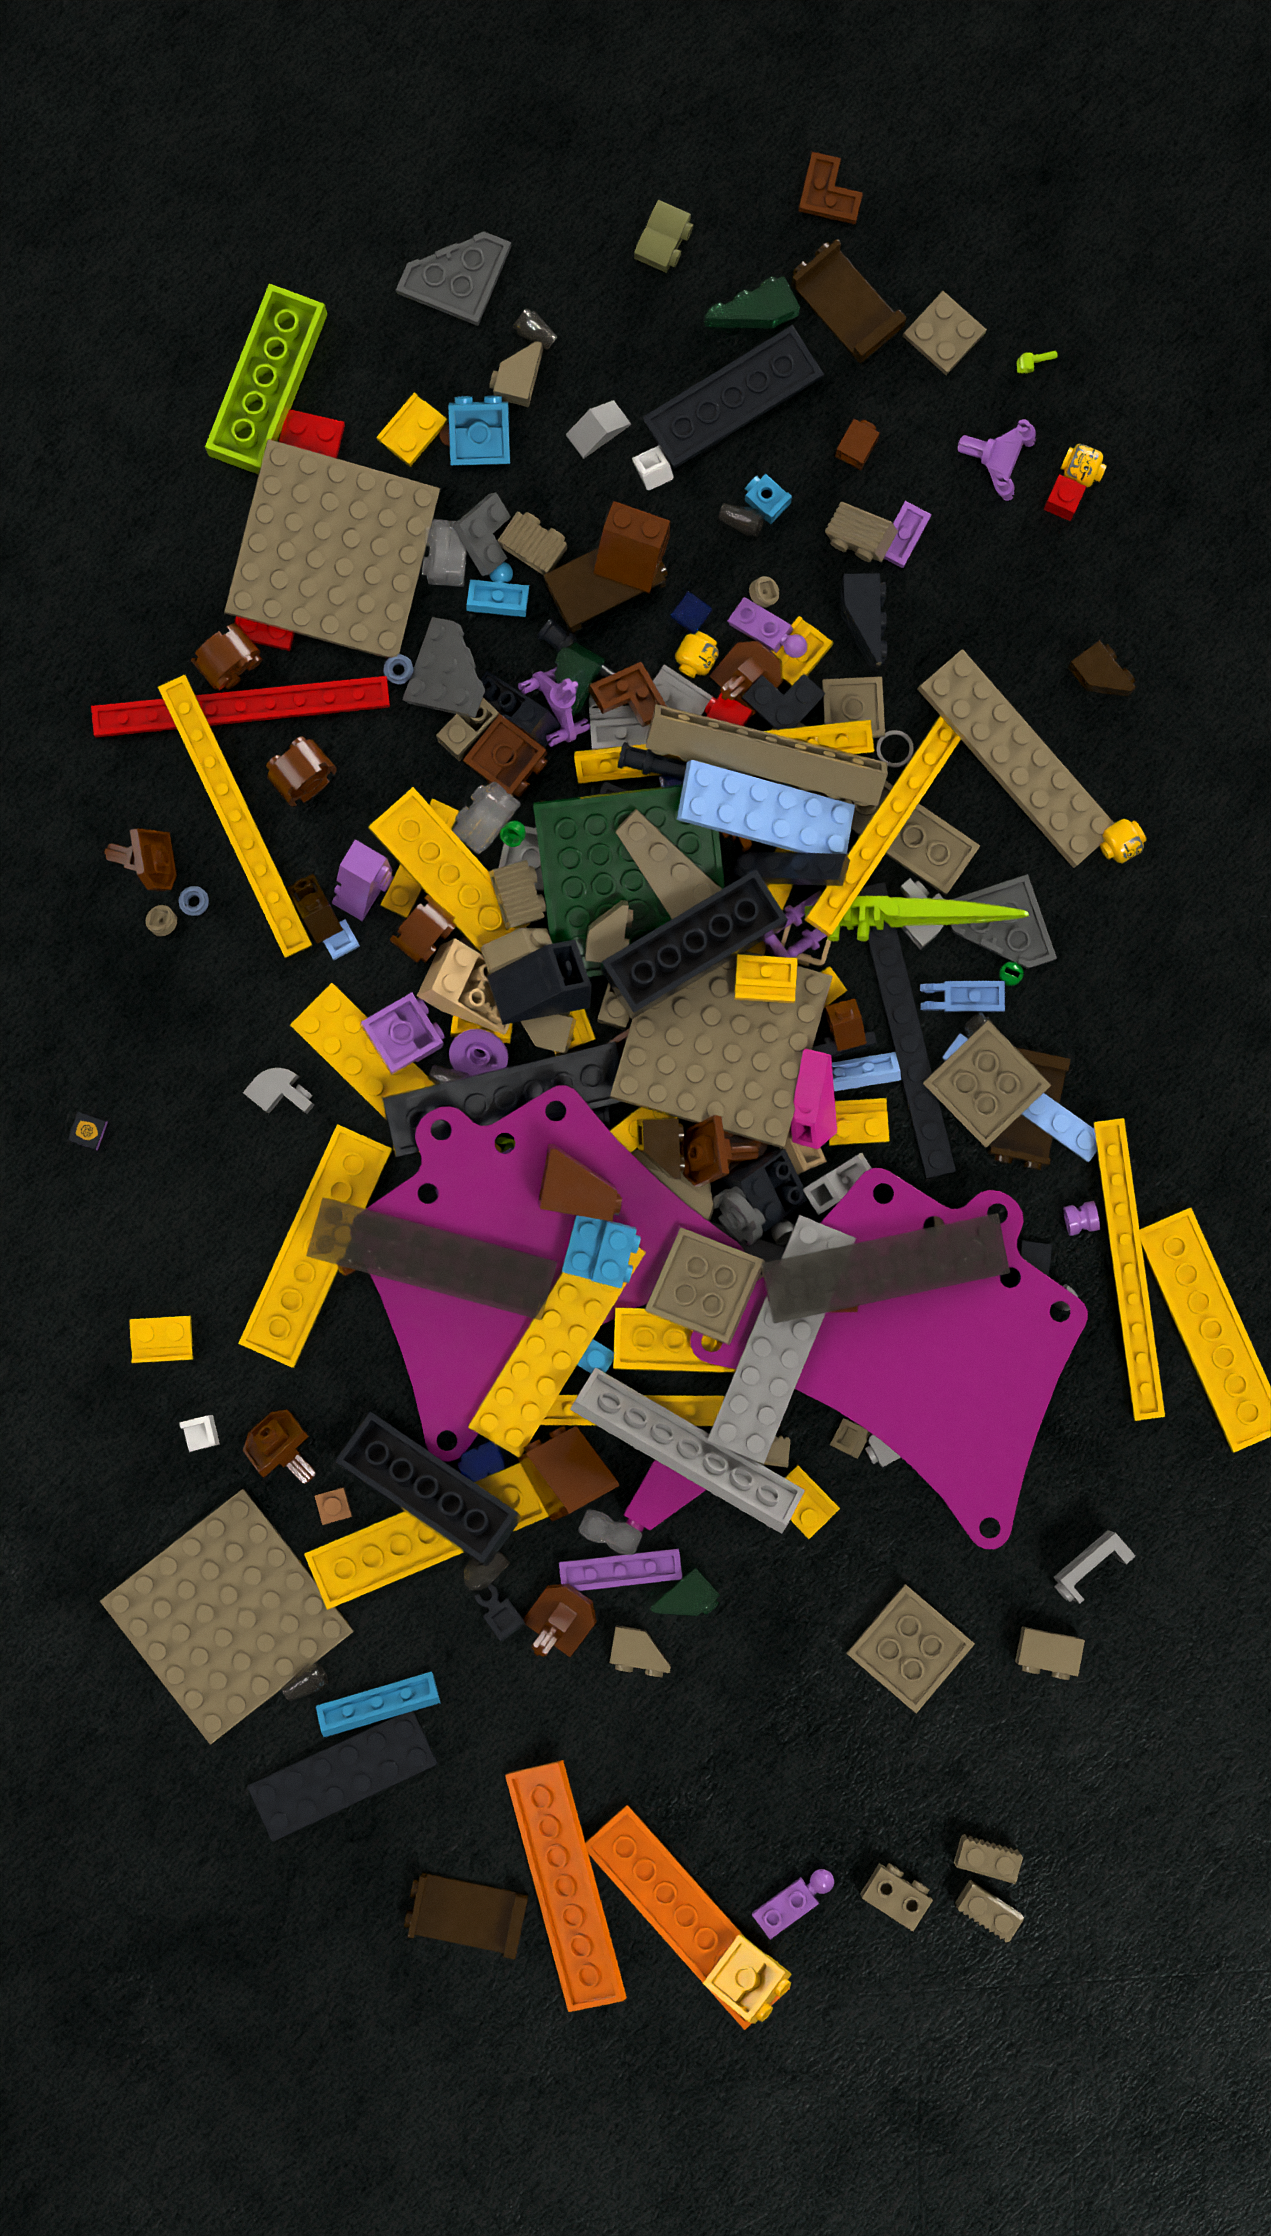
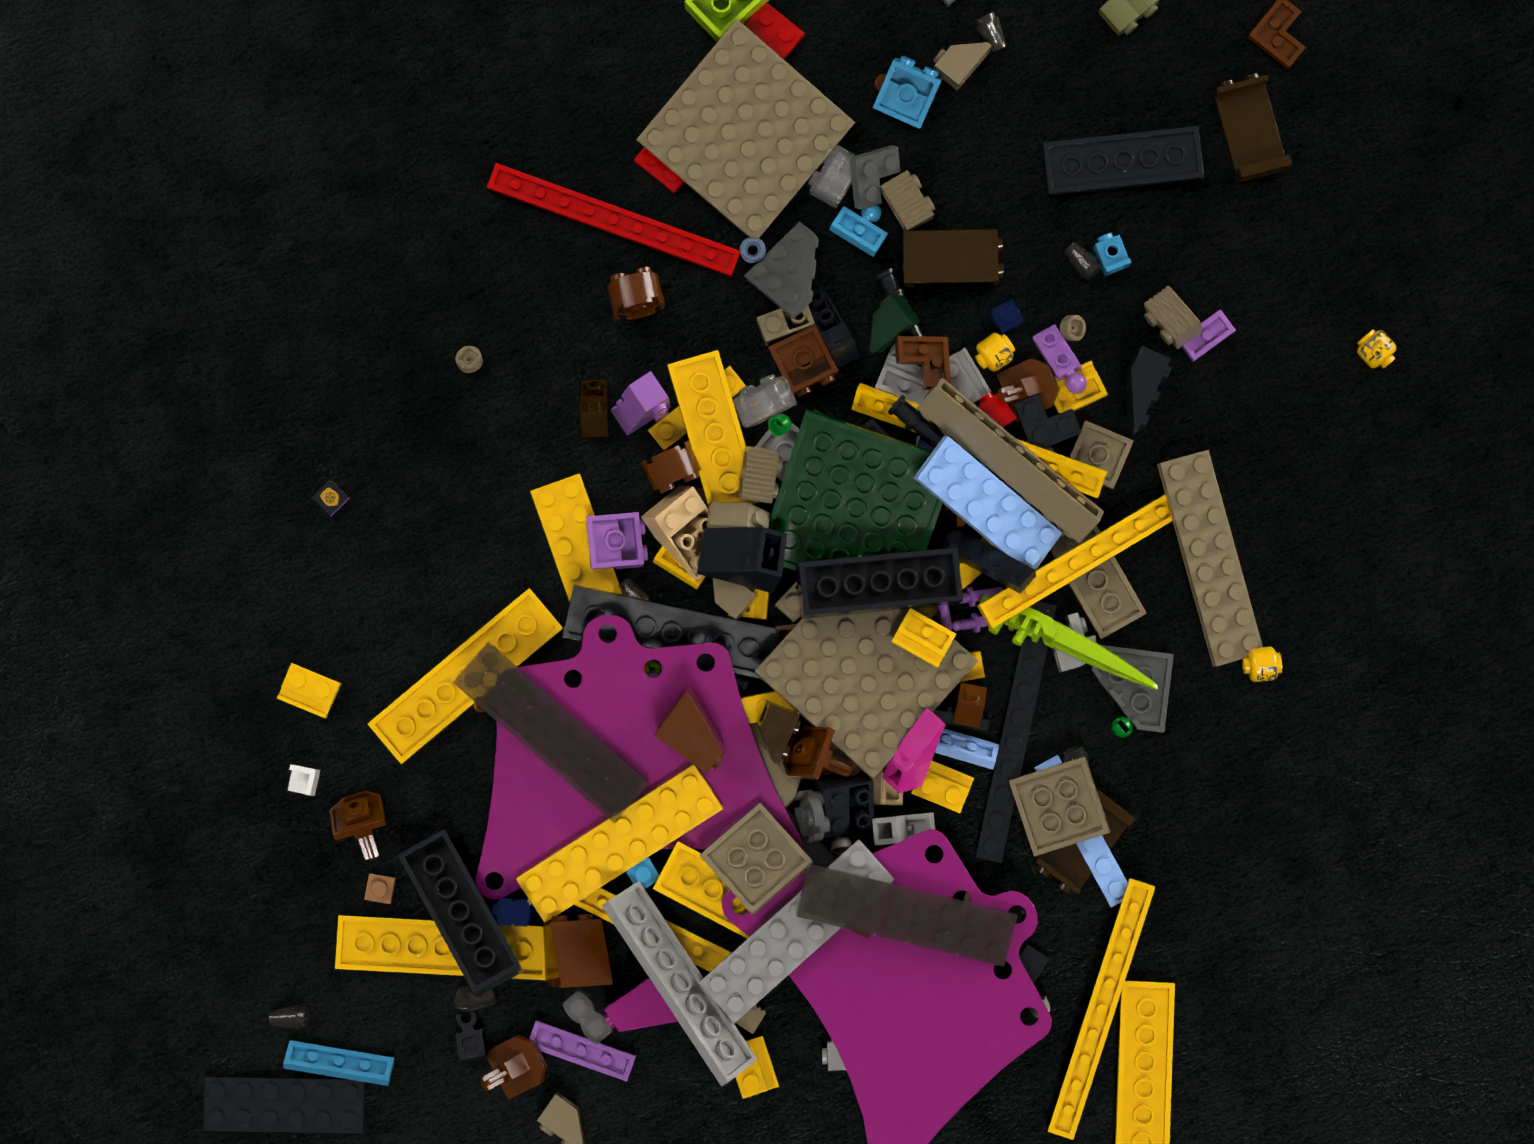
camera: 25 degrees right, 0 degrees up
(148, 856) = (483, 305): reddish brown piece -> none
(184, 899) = (498, 348): sand blue plate -> none
(226, 657) = (620, 176): reddish brown brick -> none
(226, 1616) = (254, 934): dark tan plate -> none
(235, 816) = (567, 305): yellow plate -> none
(275, 1083) = (495, 532): light grey brick -> none
(341, 942) = (603, 445): light blue tile -> none
(412, 429) = (855, 64): yellow plate -> none
(466, 1058) = (657, 586): medium lavender dish -> none
(560, 699) = (869, 337): medium lavender axle -> none
(597, 428) = (1003, 134): light grey slope -> none
(601, 1251) = (687, 792): dark azure plate -> none
(607, 933) = (815, 541): dark tan slope -> none
(632, 547) = (983, 243): reddish brown slope -> none
(653, 468) = (1032, 186): white slope -> none
(666, 868) = (887, 512): dark tan wing -> none
(688, 1596) = (625, 1098): clear green slope -> none
(761, 308) = (1181, 101): clear green slope -> none
(805, 959) = (963, 636): tan piece -> none
(850, 1438) = (814, 1035): dark tan plate -> none
(857, 443) = (1204, 245): reddish brown brick -> none
(900, 733) = (1113, 516): light grey piece -> none
(944, 333) = (1317, 190): dark tan plate -> none
(967, 996) = (1077, 728): medium blue hinge -> none
(1000, 454) = (1314, 309): medium lavender axle -> none
(1026, 362) = (1371, 244): lime hand -> none
(1064, 497) = (1349, 368): red brick -> none
(1082, 1218) = (1083, 949): medium lavender wheel -> none
(1100, 672) = (1309, 521): dark brown slope -> none

